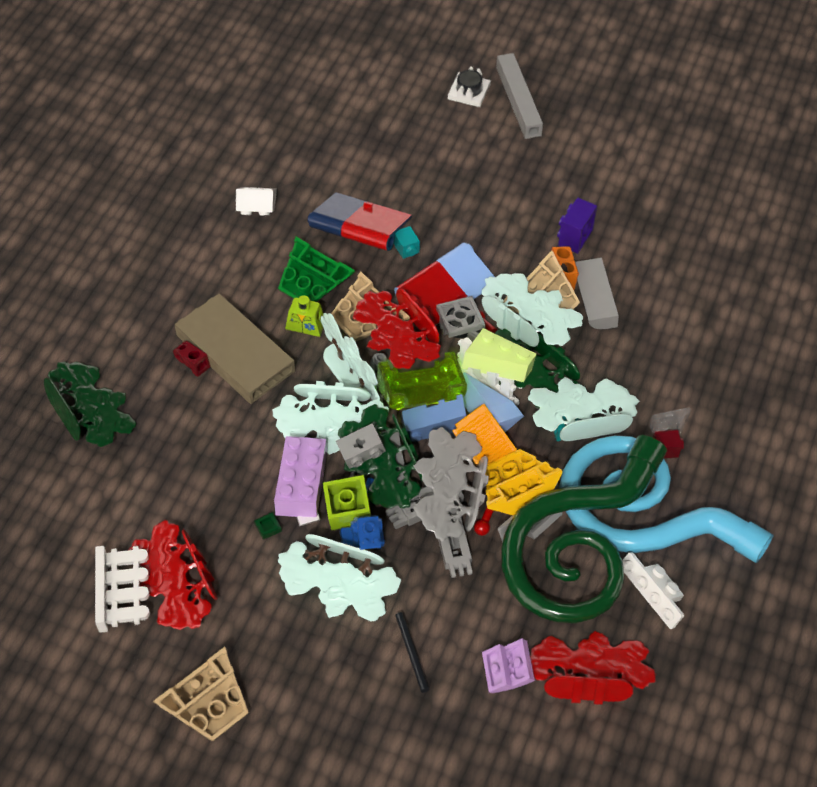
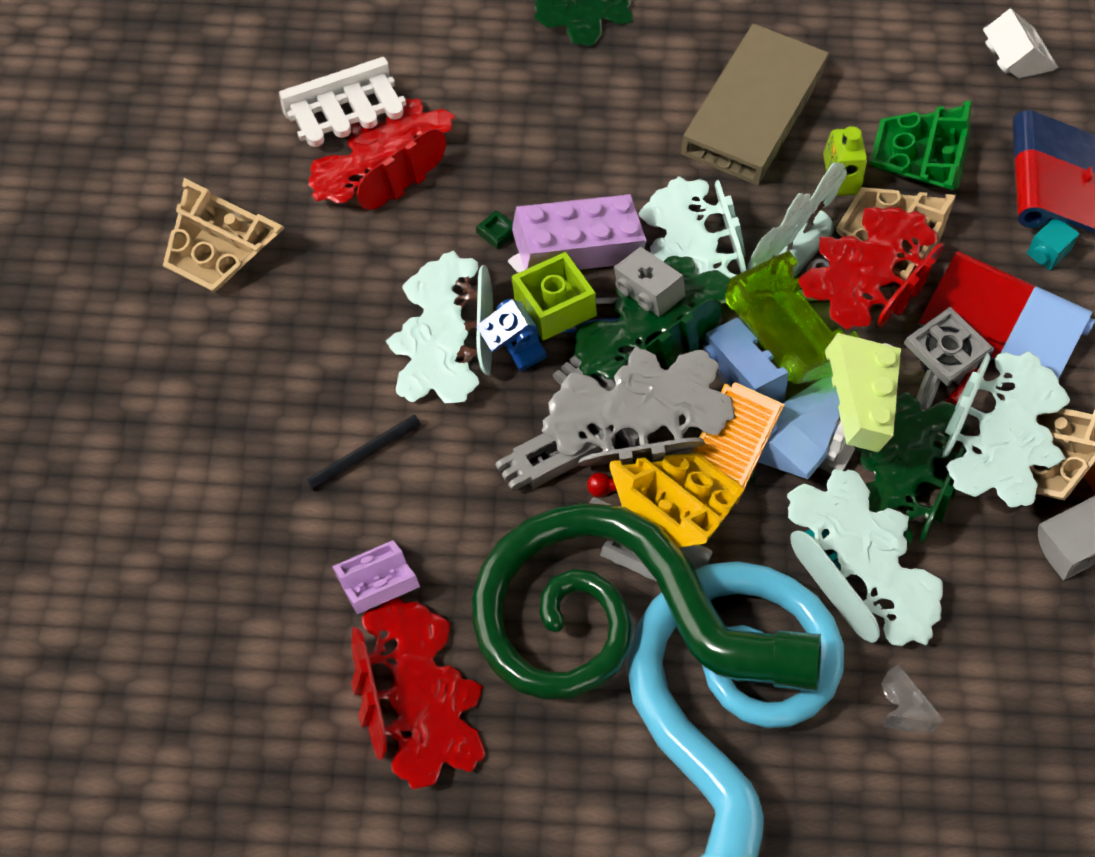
camera: 70 degrees right, 5 degrees up
(192, 358) = (714, 63): dark red leg -> none
(656, 588) = (586, 756): white bracket -> none
(672, 442) = (860, 707): dark red brick -> none

